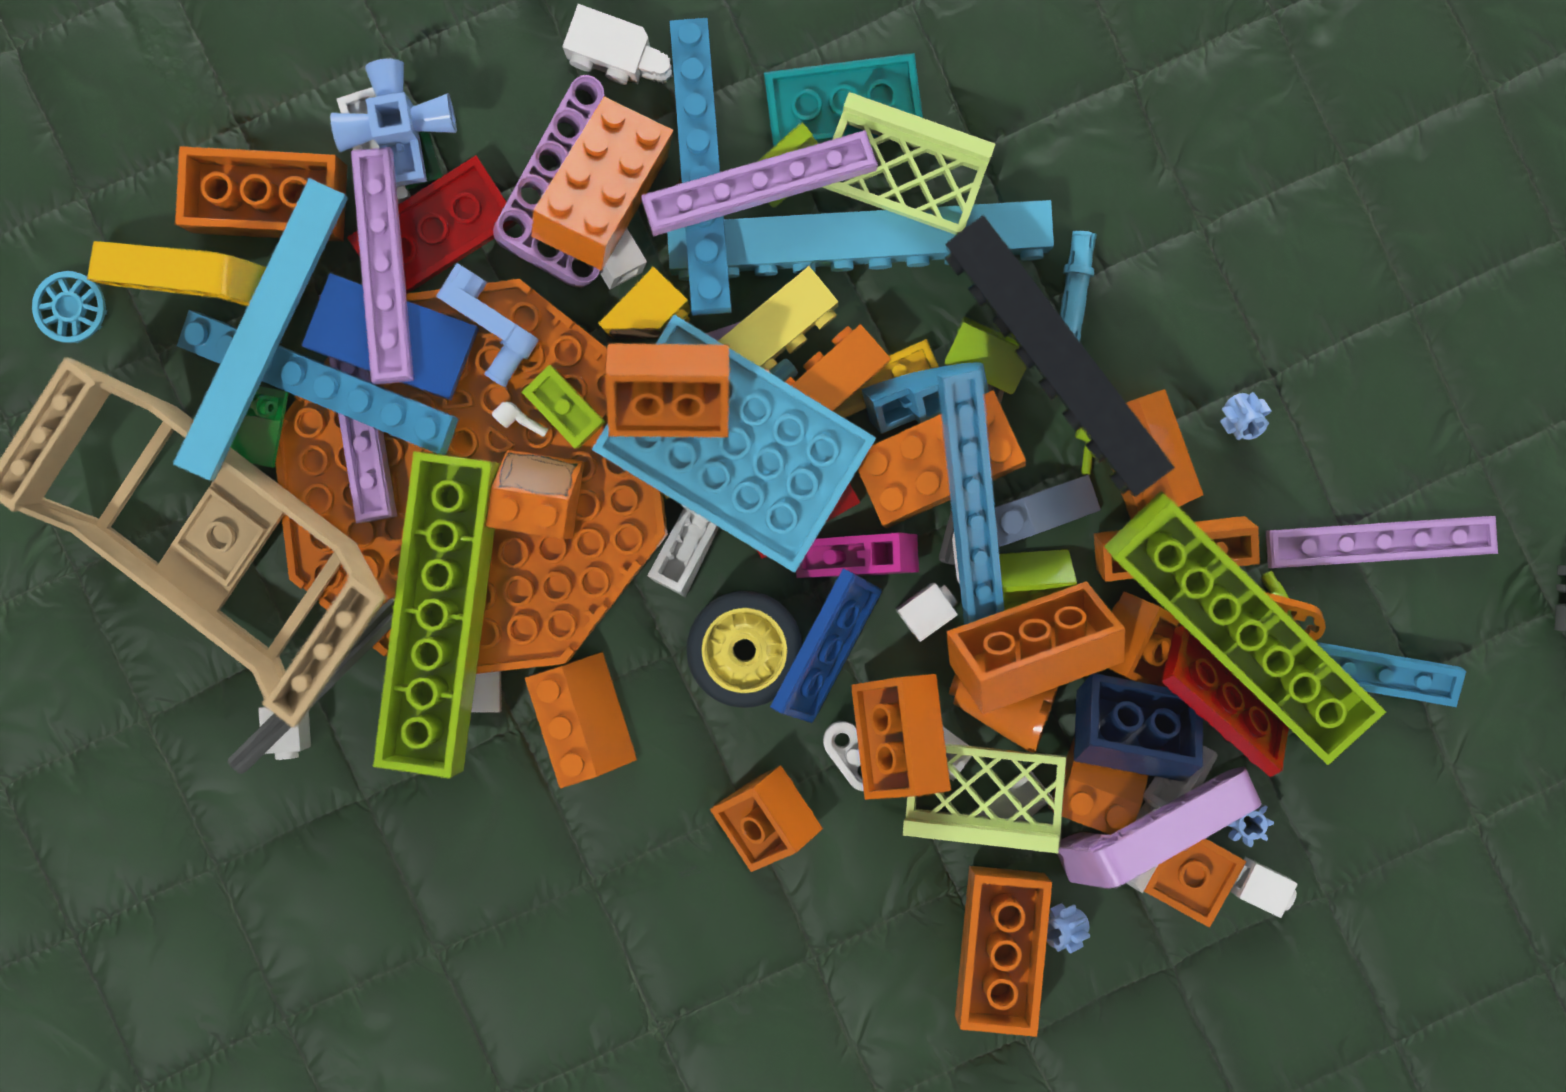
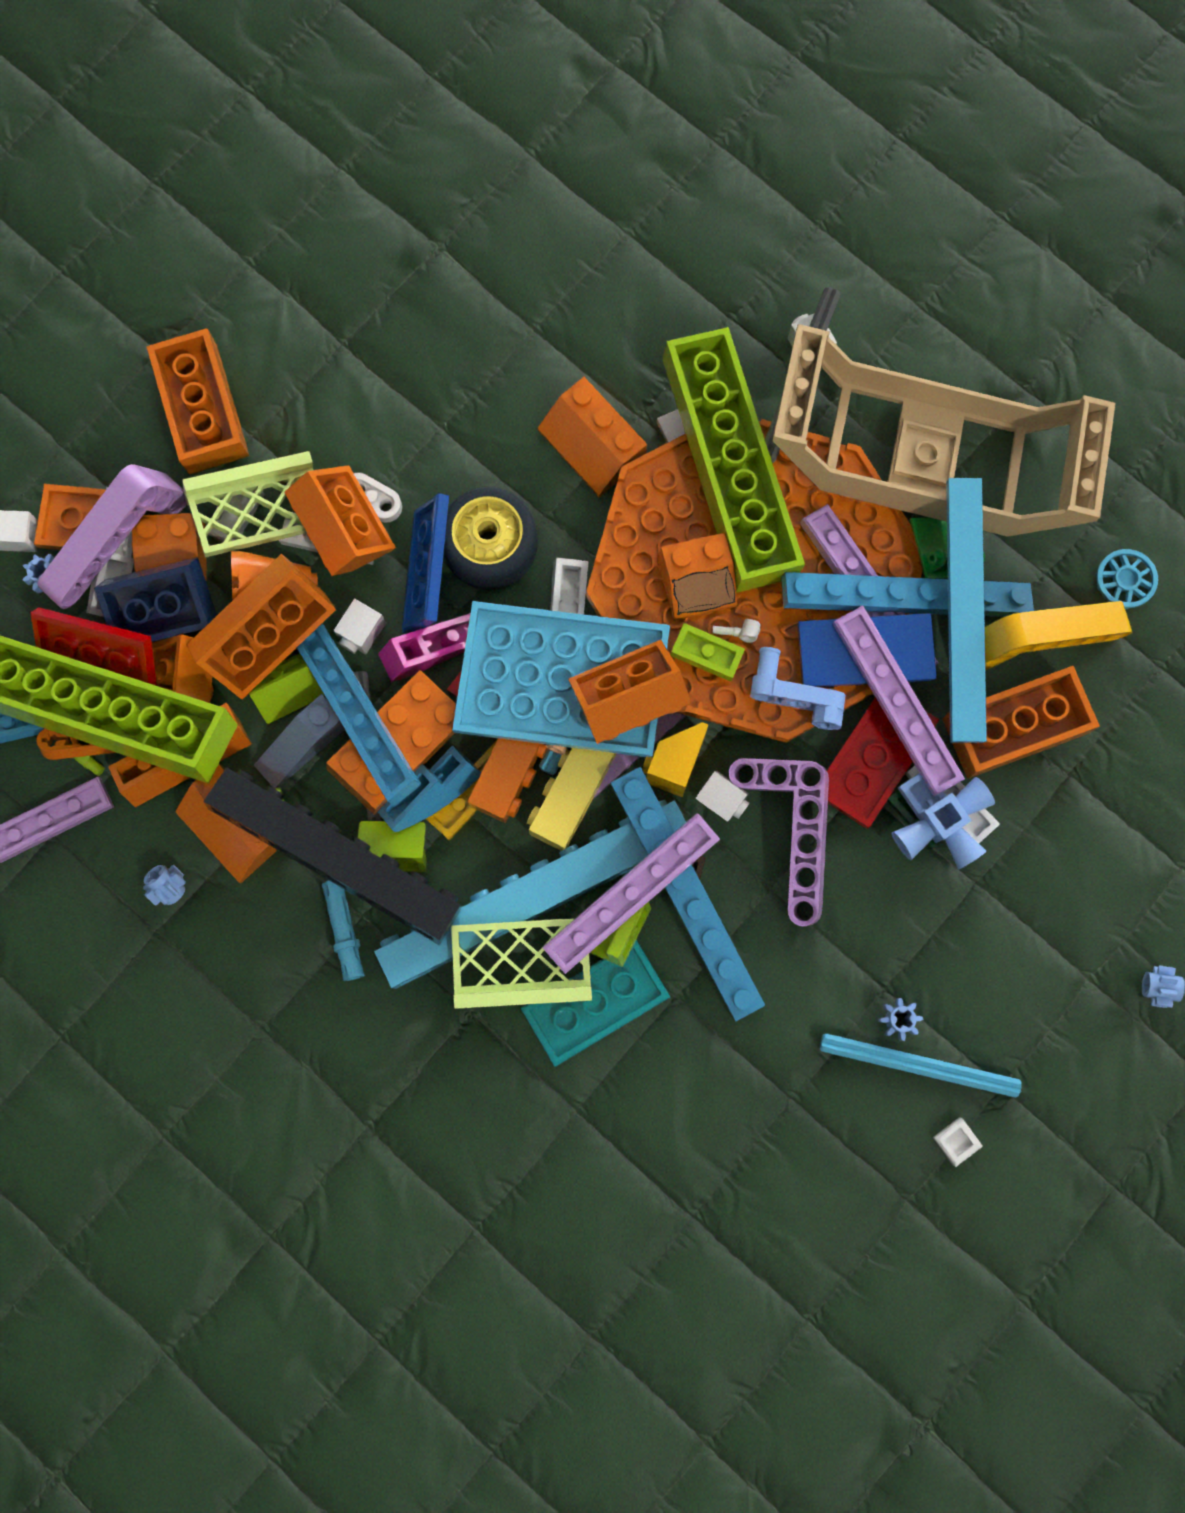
camera: 165 degrees right, 10 degrees down
(601, 183) = (757, 841): orange brick -> none
(613, 48) = (799, 962): white hinge -> none
(767, 819) = (418, 424): orange slope -> none
(1067, 928) = (155, 438): light blue gear -> none

